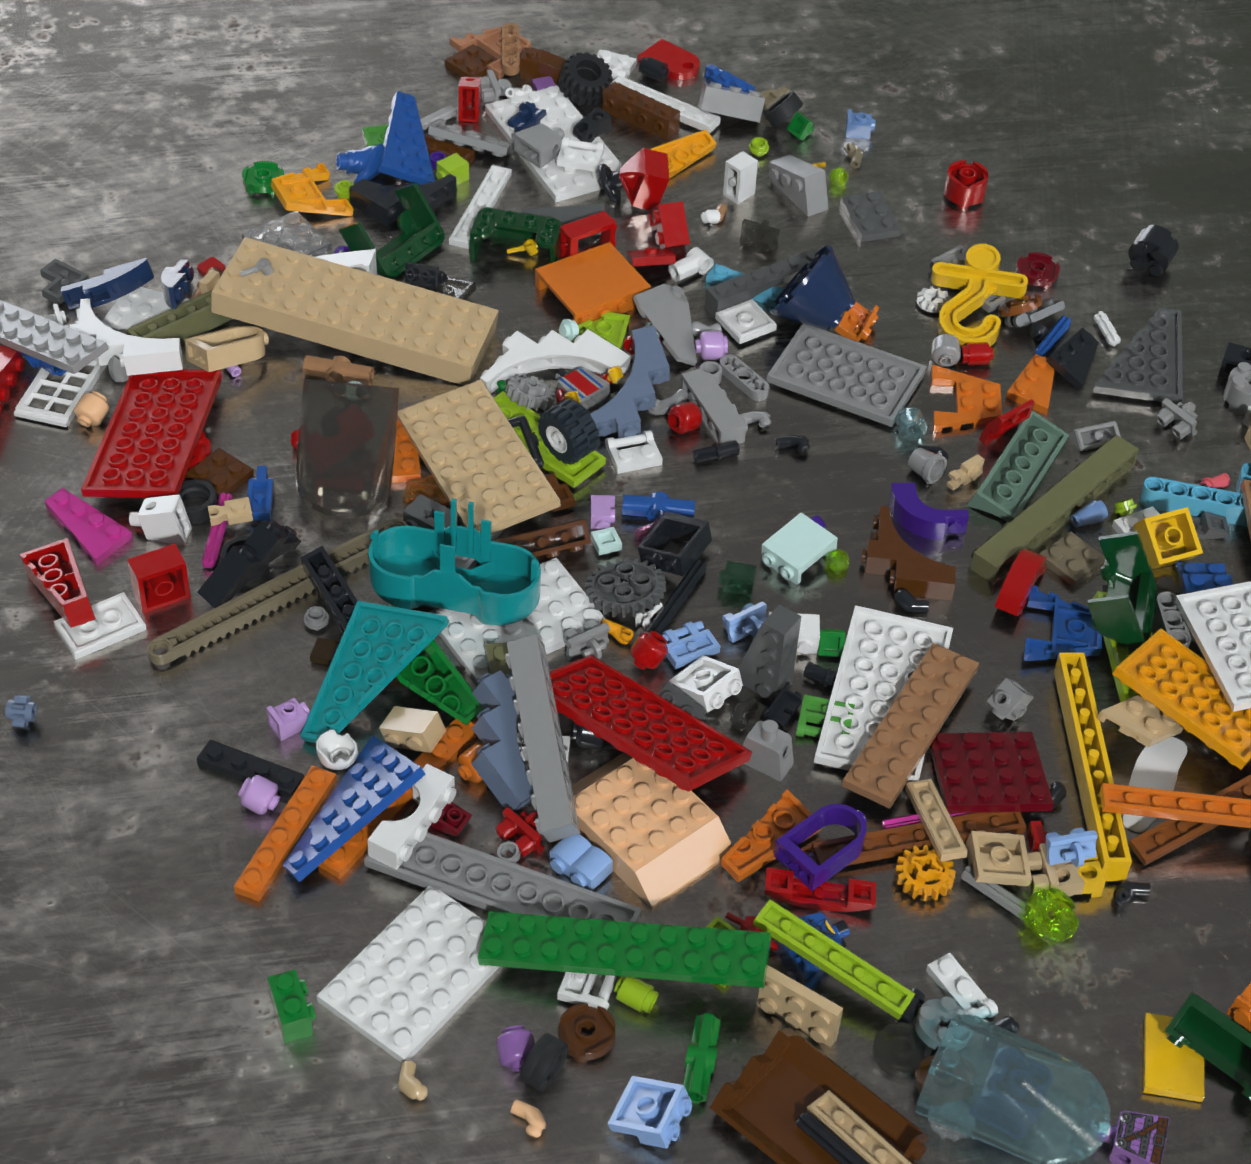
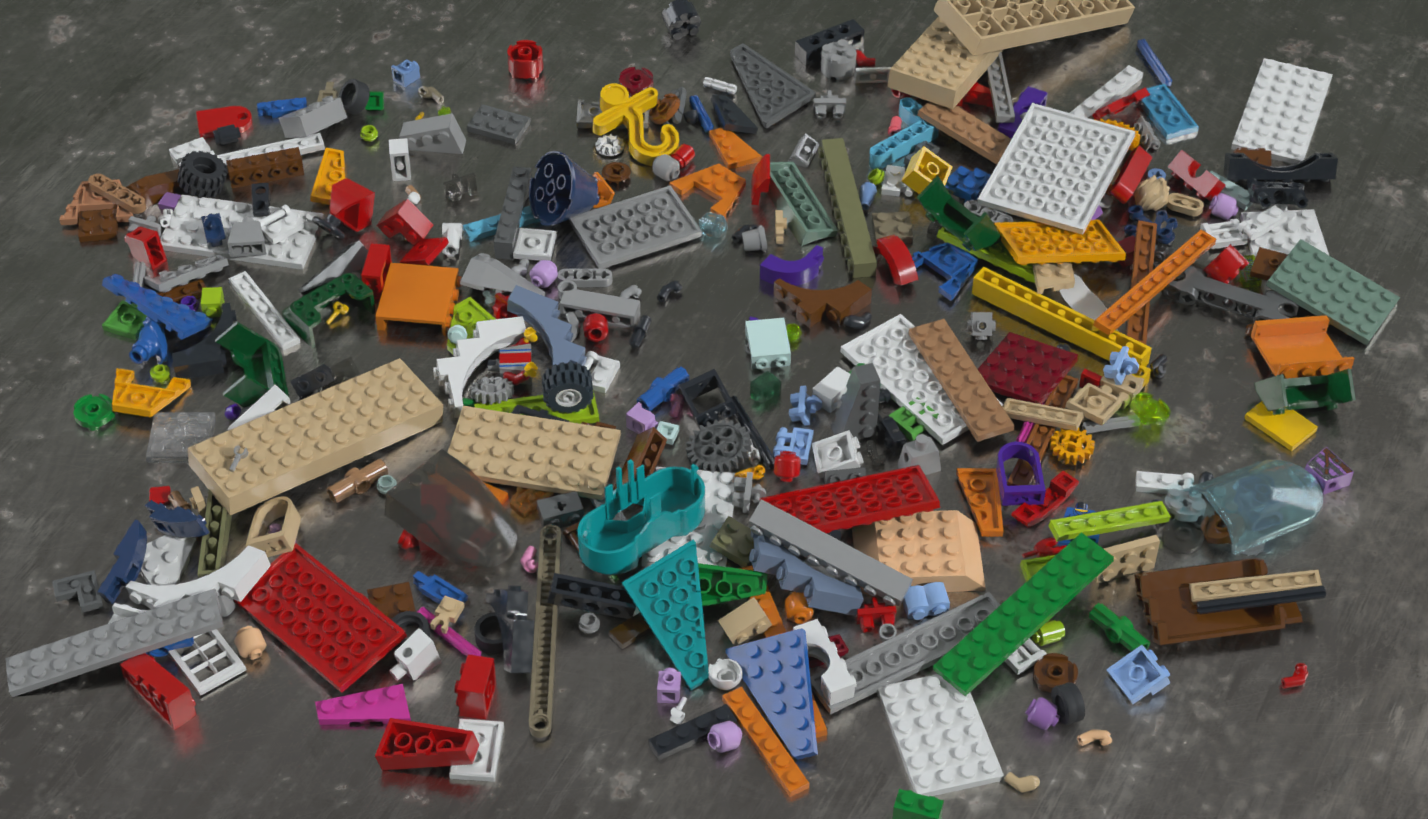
camera: 50 degrees left, 0 degrees up
(261, 742) = (677, 714): none -> white hand
(352, 532) = (527, 560): none -> bright pink arm
(895, 318) = (618, 168): none -> reddish brown gear

